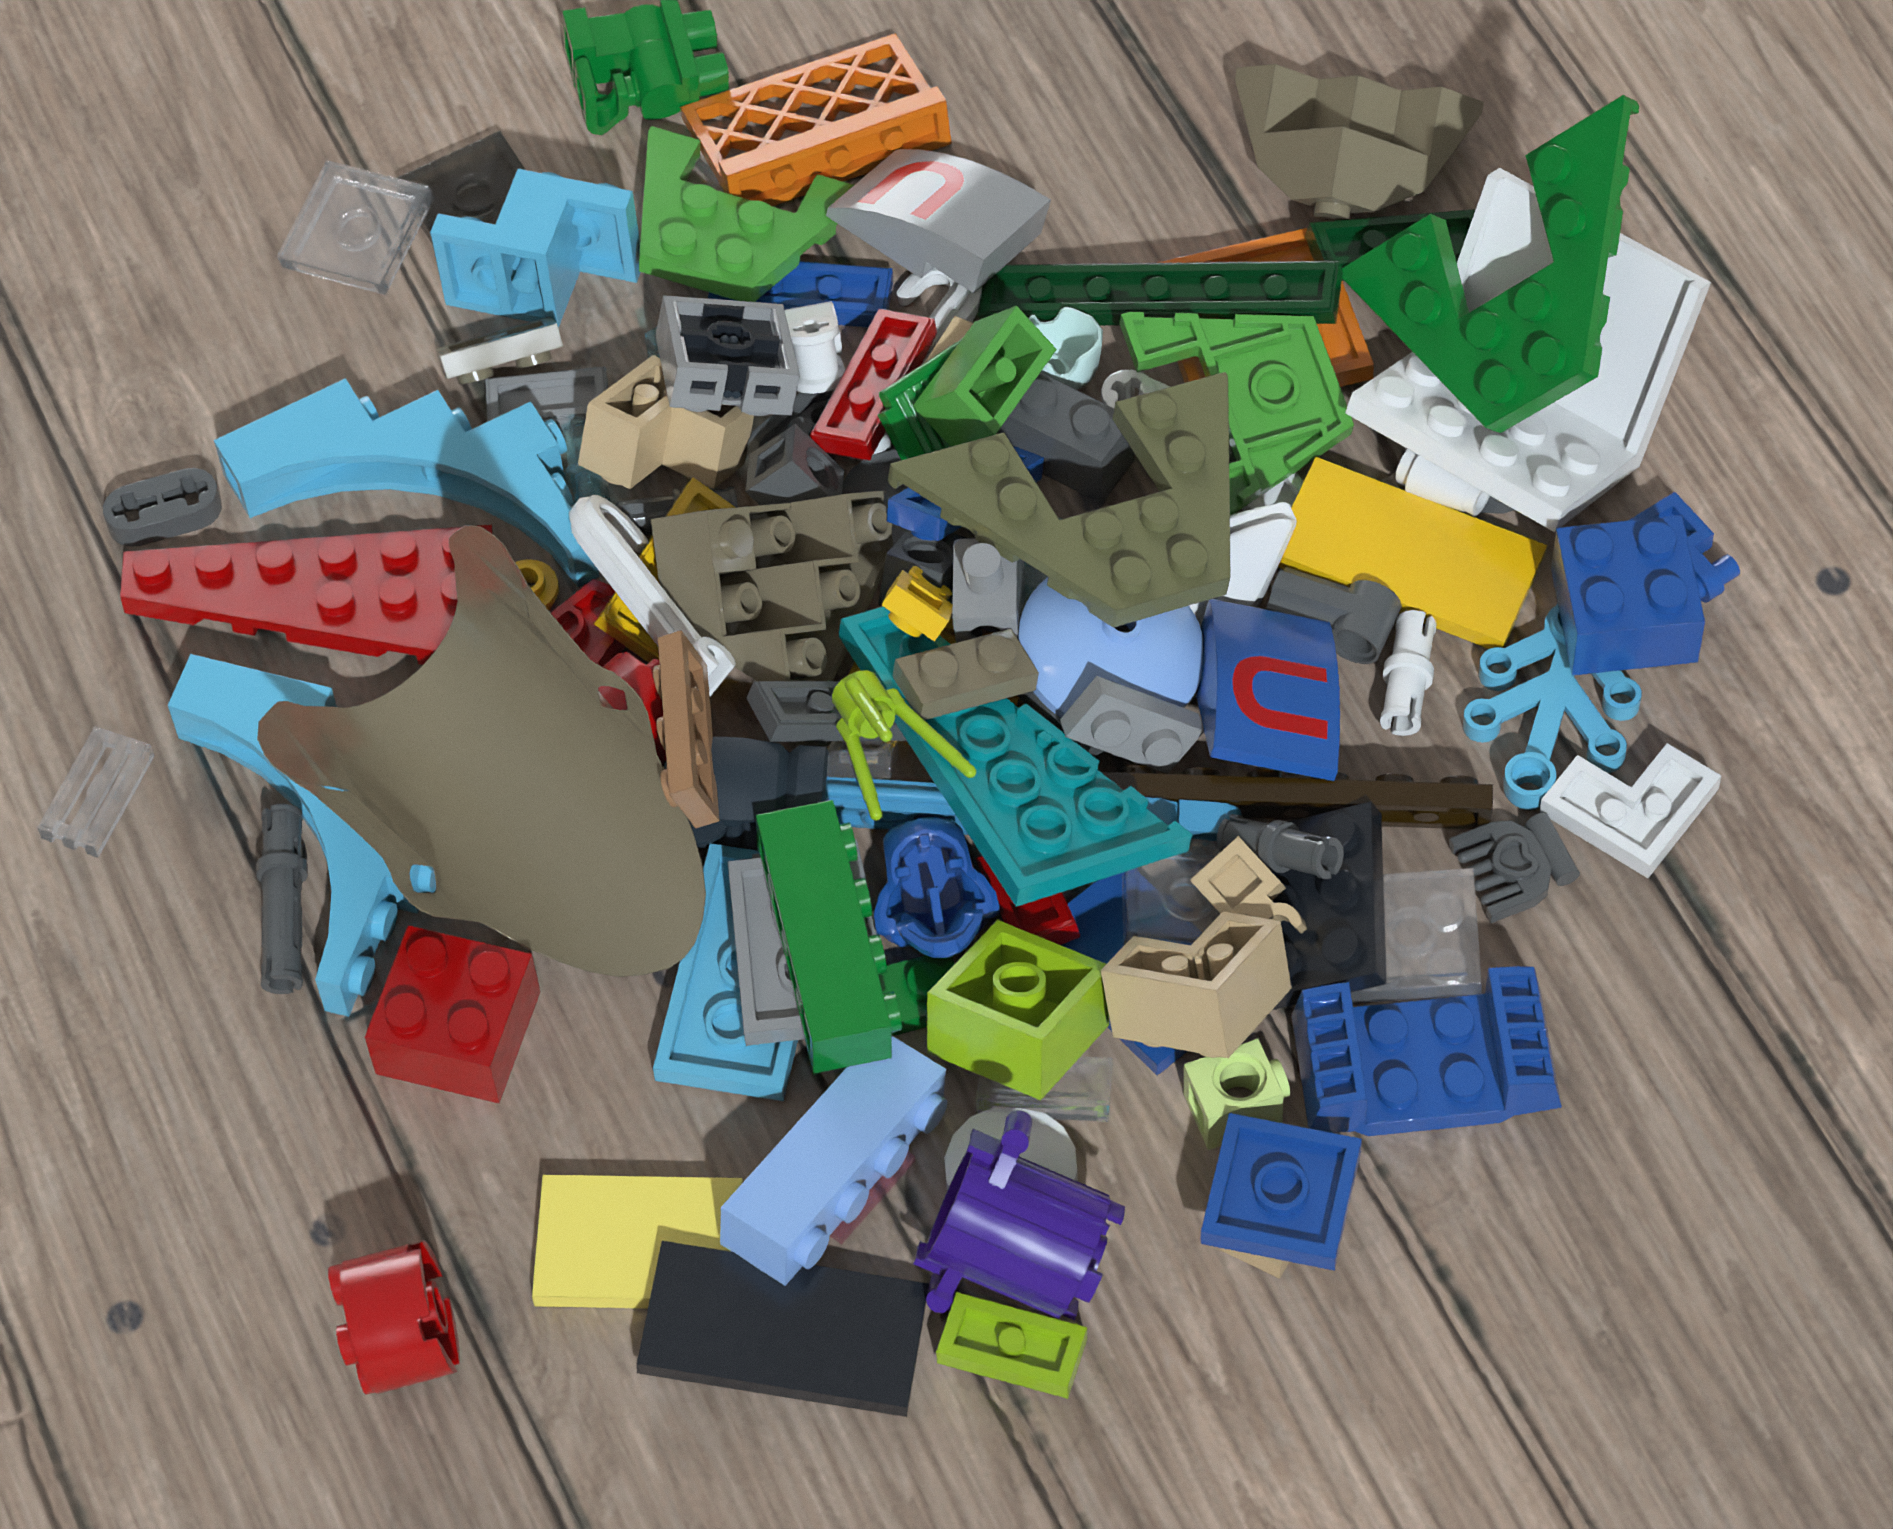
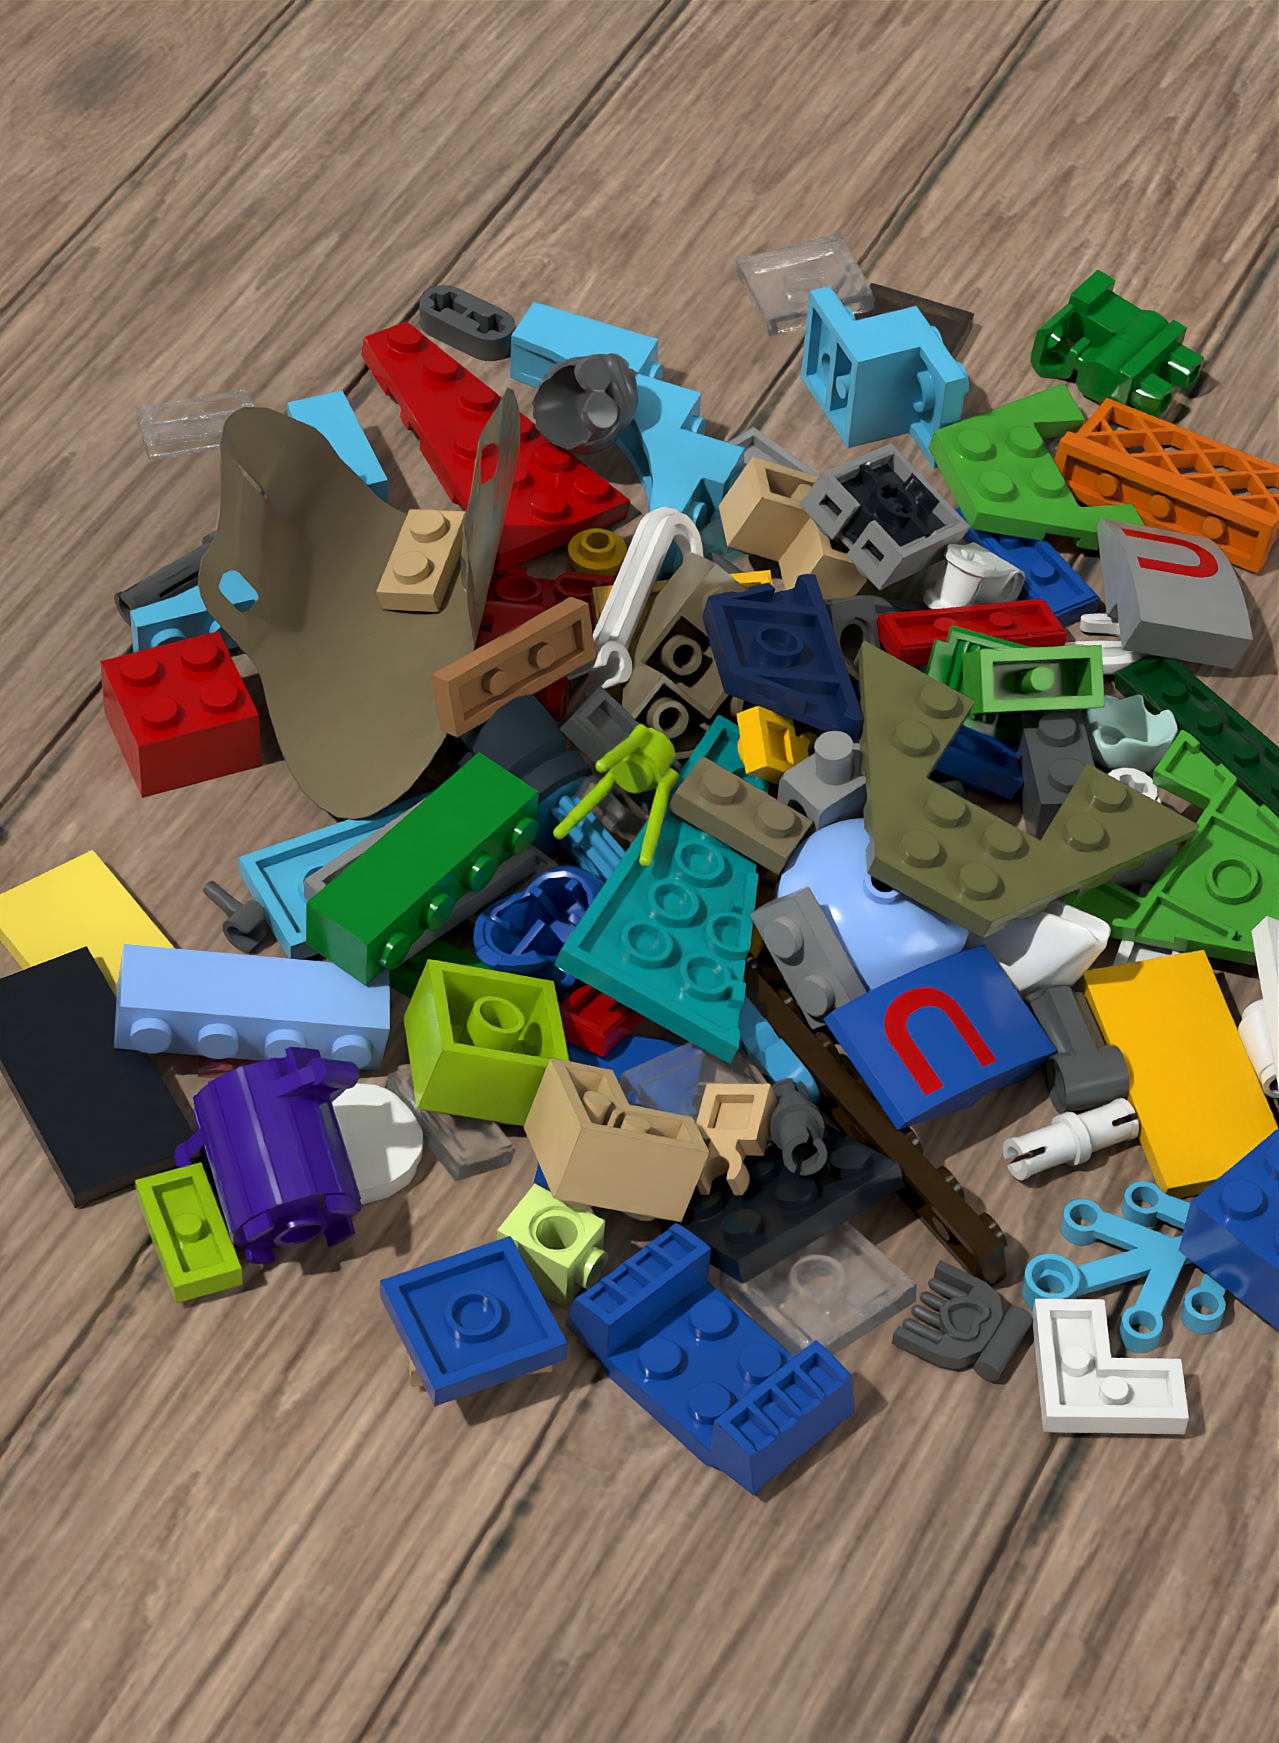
camera: 45 degrees right, 10 degrees down
(387, 481) = (586, 402): none -> dark grey hair
(451, 720) = (422, 561): none -> tan plate
(525, 343) = (762, 409): plate -> none
(715, 1103) = (243, 924): none -> dark grey hand
(841, 529) = (783, 654): none -> dark blue wing

